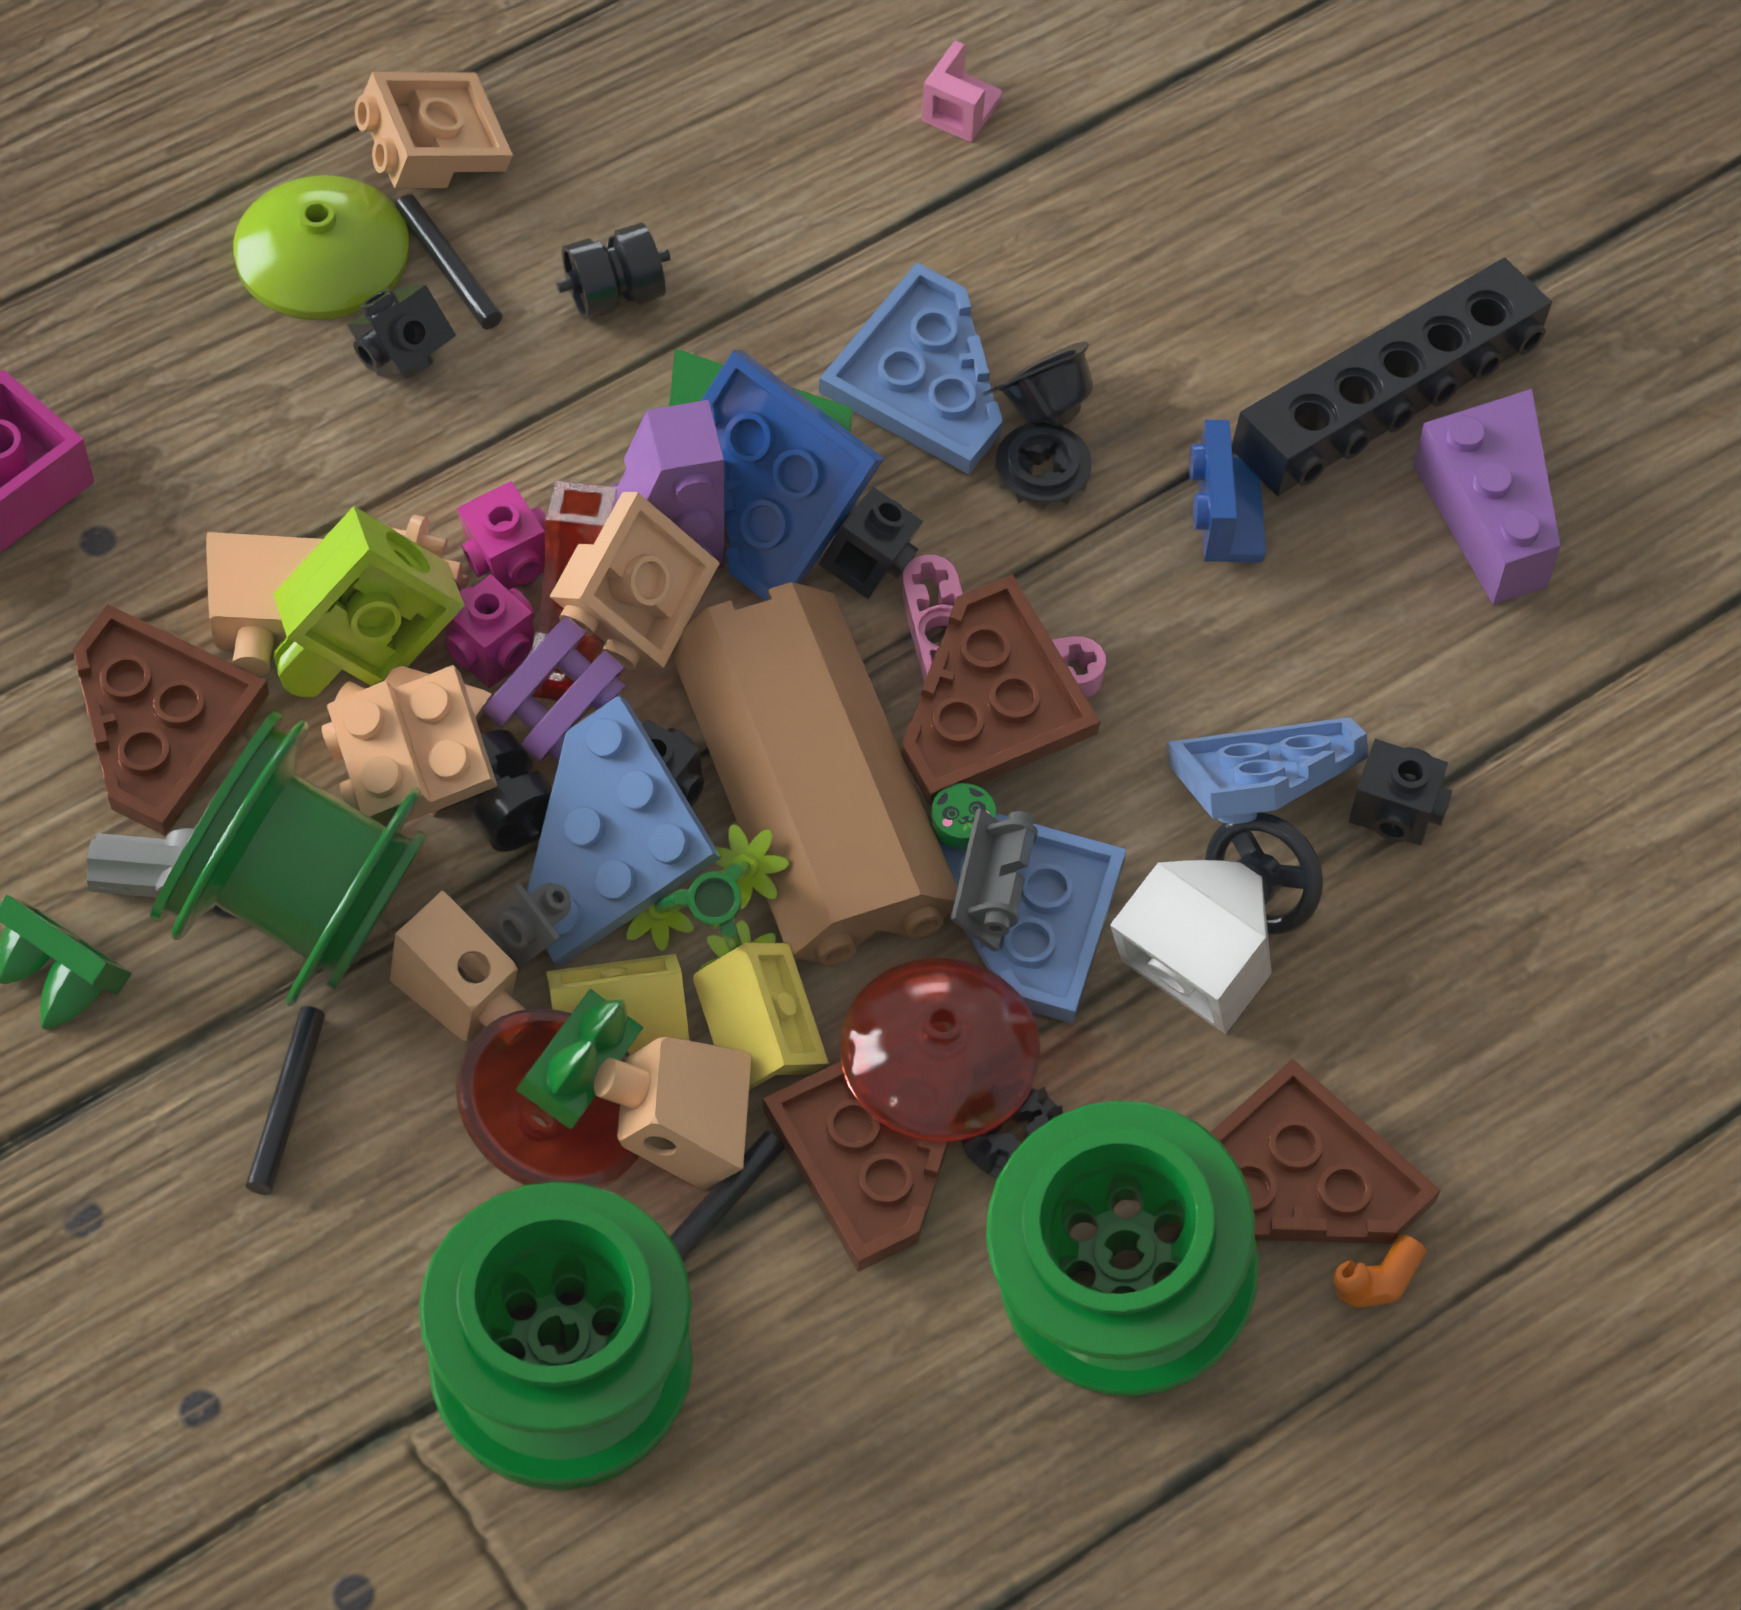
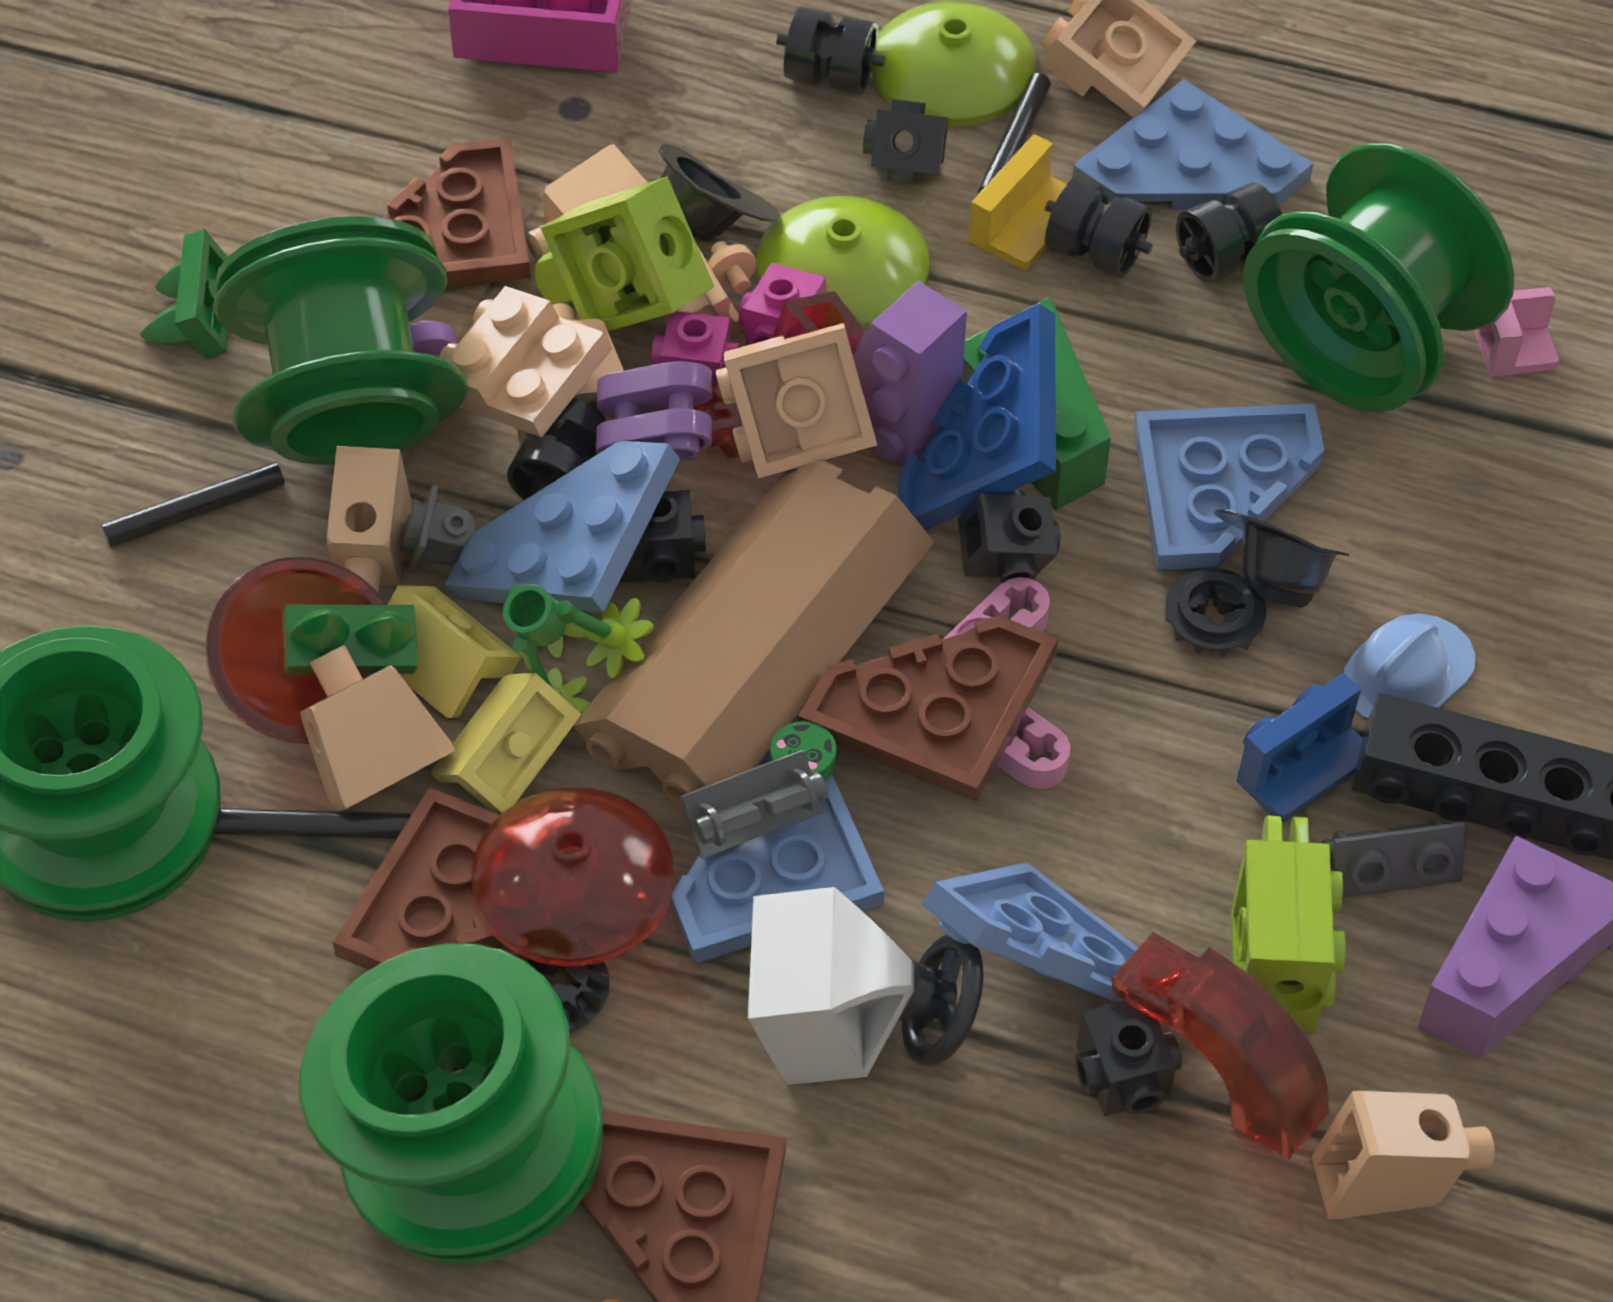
camera: 55 degrees right, 5 degrees down
(237, 317) = (830, 50): none -> black wheel
(318, 505) = (709, 199): none -> black piece
(430, 475) = (855, 243): none -> lime dish
(537, 316) = (1010, 211): none -> yellow panel
(585, 163) = (1191, 153): none -> medium blue plate
(700, 192) = (1221, 235): none -> black wheel
(876, 130) = (1365, 290): none -> green wheel
(1190, 382) = (1413, 660): none -> light blue piece
(1363, 494) = (1398, 858): none -> dark grey hinge
(1376, 615) = (1286, 920): none -> lime brick
(1447, 700) = (1244, 1032): none -> clear red arch
(1615, 662) = (1396, 1153): none -> light nougat torso

